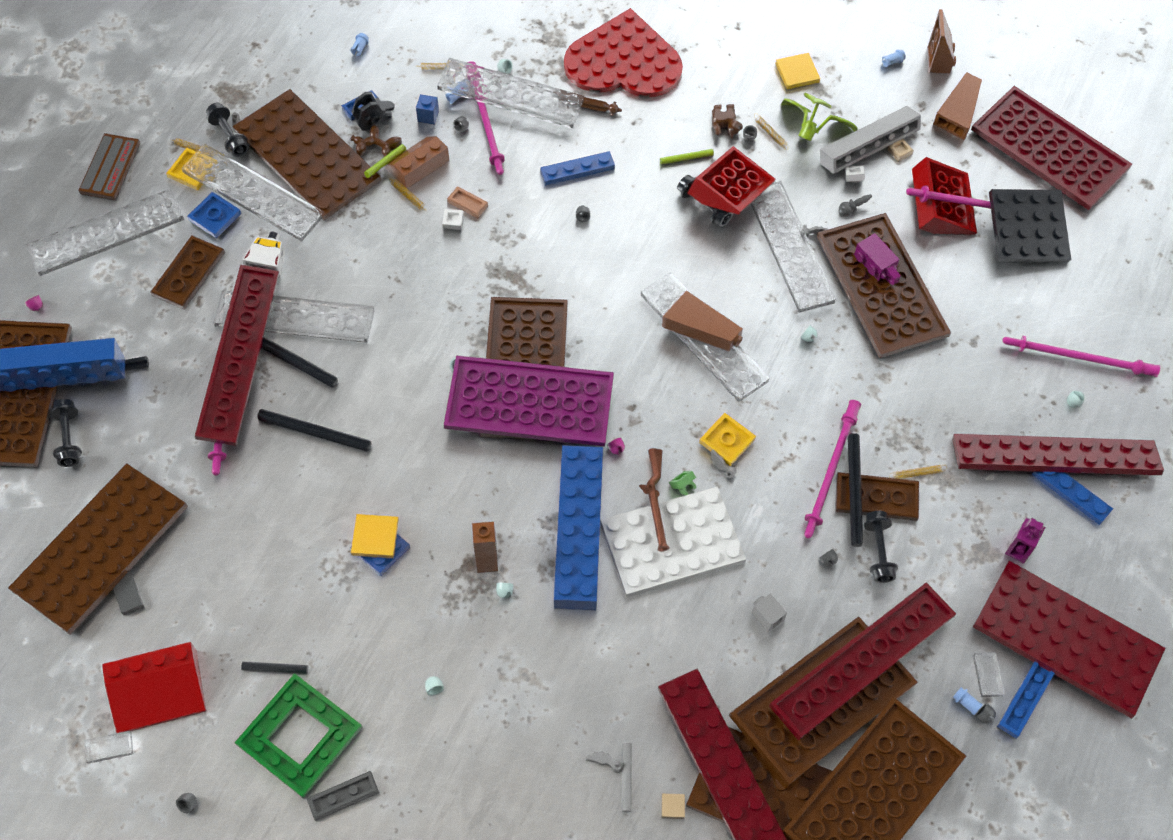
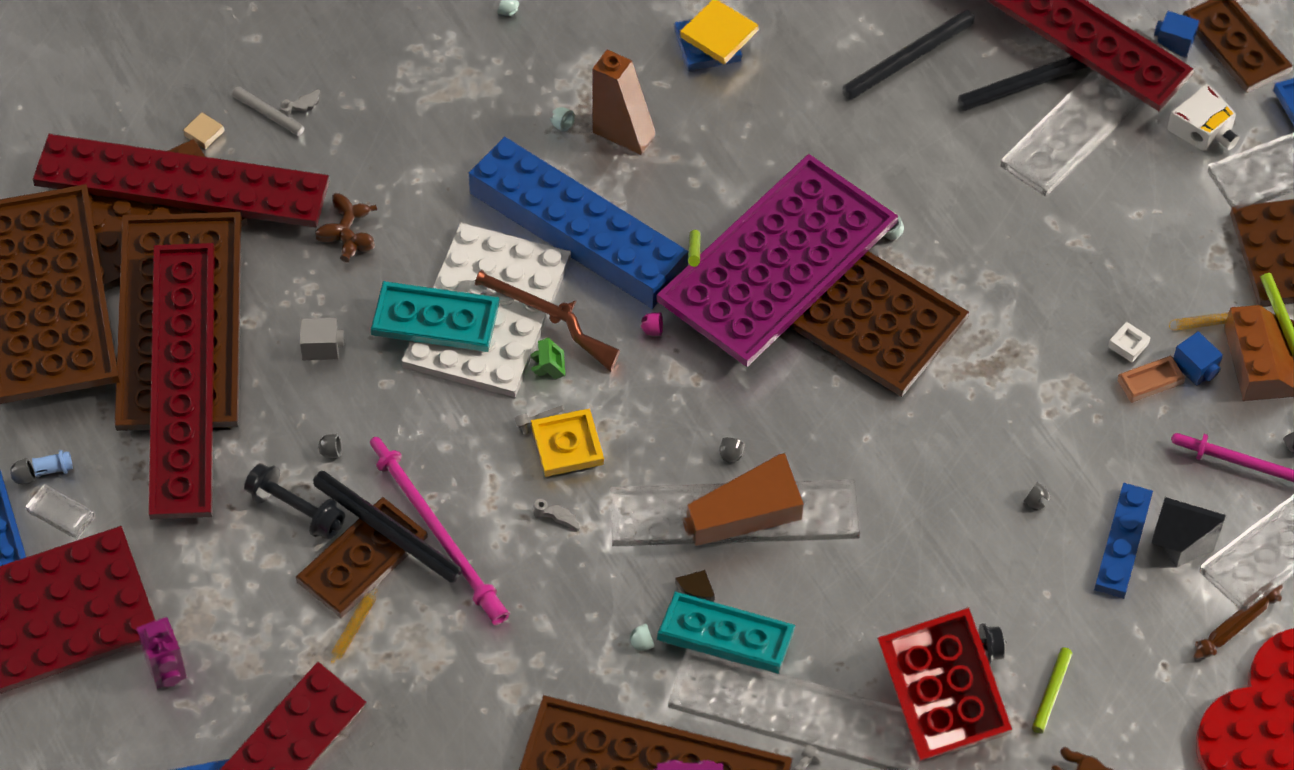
camera: 125 degrees right, 5 degrees down
(205, 298) = (1176, 33): none -> blue brick
(442, 184) = (1198, 358): none -> blue brick
(556, 445) = (694, 248): none -> lime bar
(561, 136) = (1186, 531): none -> black slope
(666, 360) = (731, 449): none -> dark grey hinge
(684, 657) = (333, 232): none -> reddish brown piece
(707, 556) = (435, 316): none -> teal tile
(758, 330) = (696, 585): none -> dark brown tile
(771, 419) = (559, 514): none -> light grey piece
(776, 299) = (726, 632): none -> teal tile

